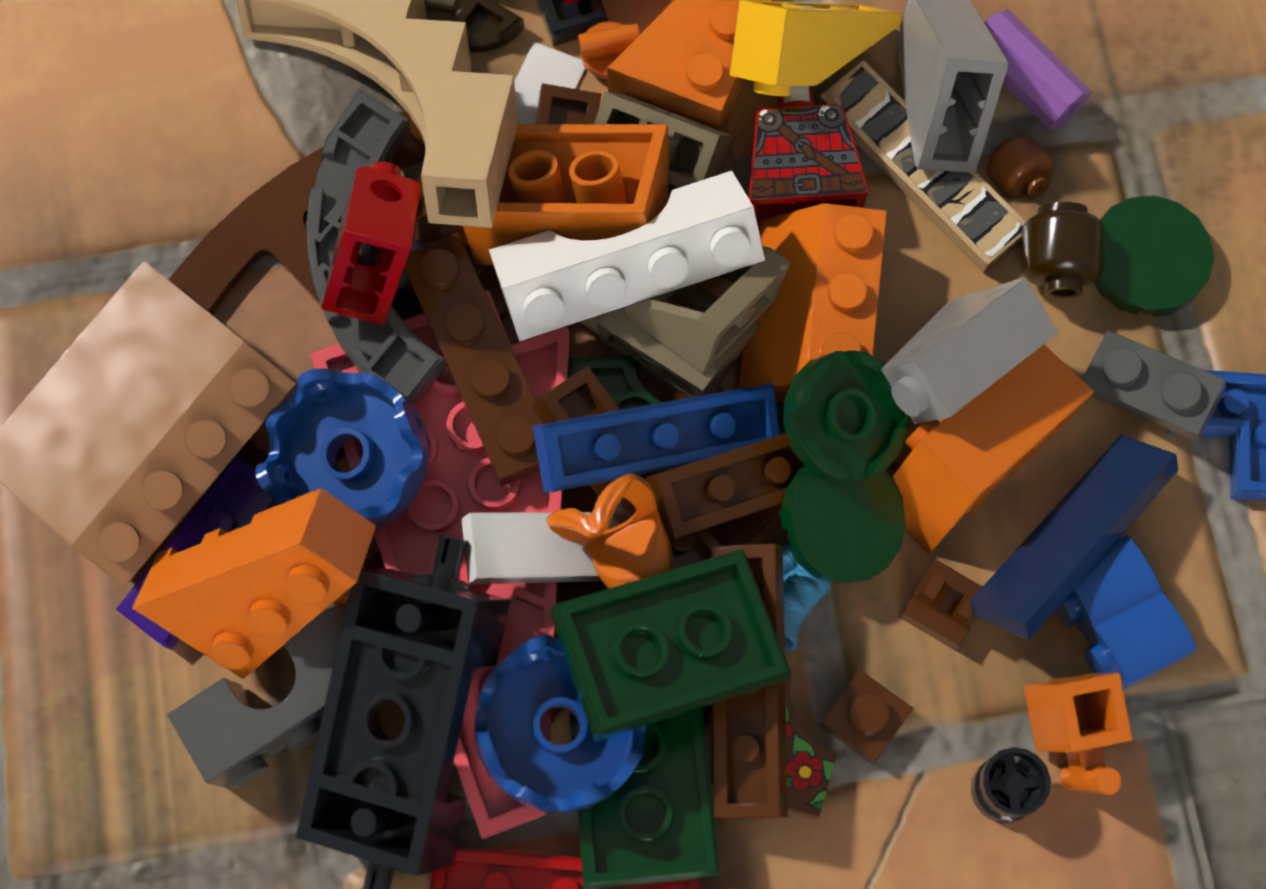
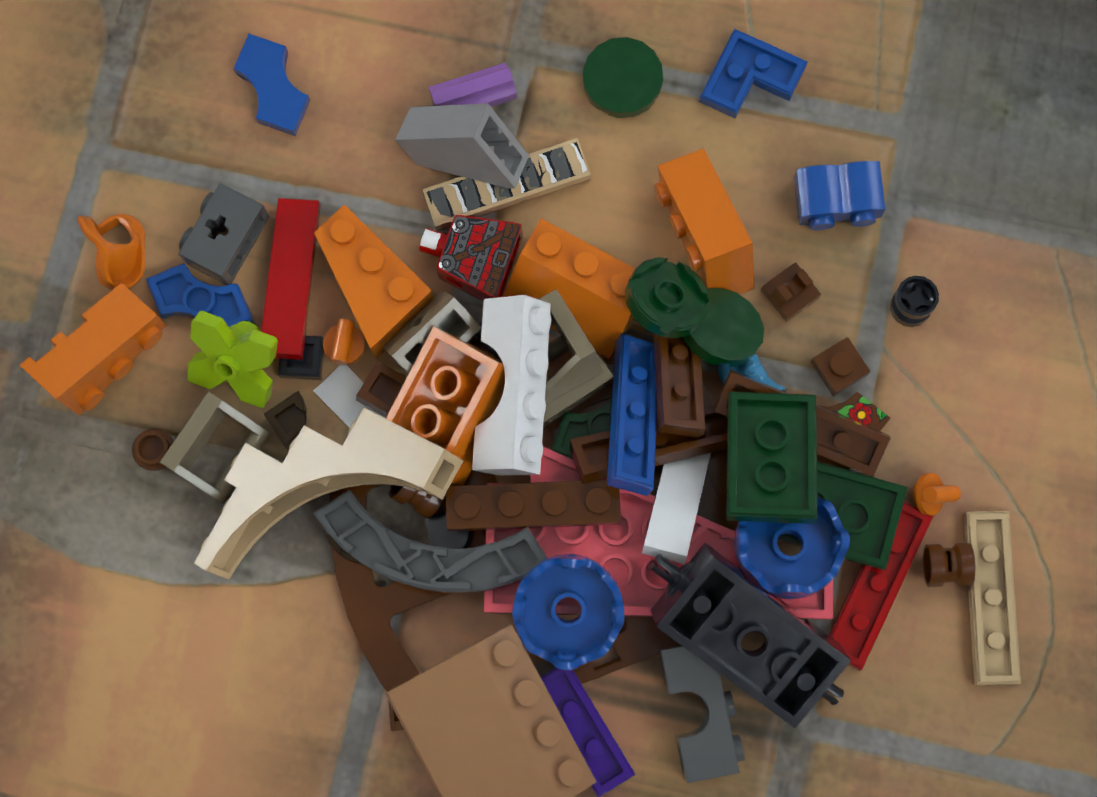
camera: 65 degrees left, 5 degrees up
(259, 584) = (635, 691): orange wedge -> none
(378, 213) = (440, 538): red torso -> none
(627, 550) = (700, 460): orange piece -> none
(802, 41) = (404, 218): yellow slope -> none
(967, 349) = (654, 209): light grey slope -> none
(1020, 167) = (532, 126): dark orange piece -> none
(1063, 249) = (602, 125): dark brown head -> none
(1074, 536) = (785, 199): dark blue tile -> none
(1078, 719) = (893, 245): orange brick -> none
(1154, 385) = (708, 113): dark grey plate -> none

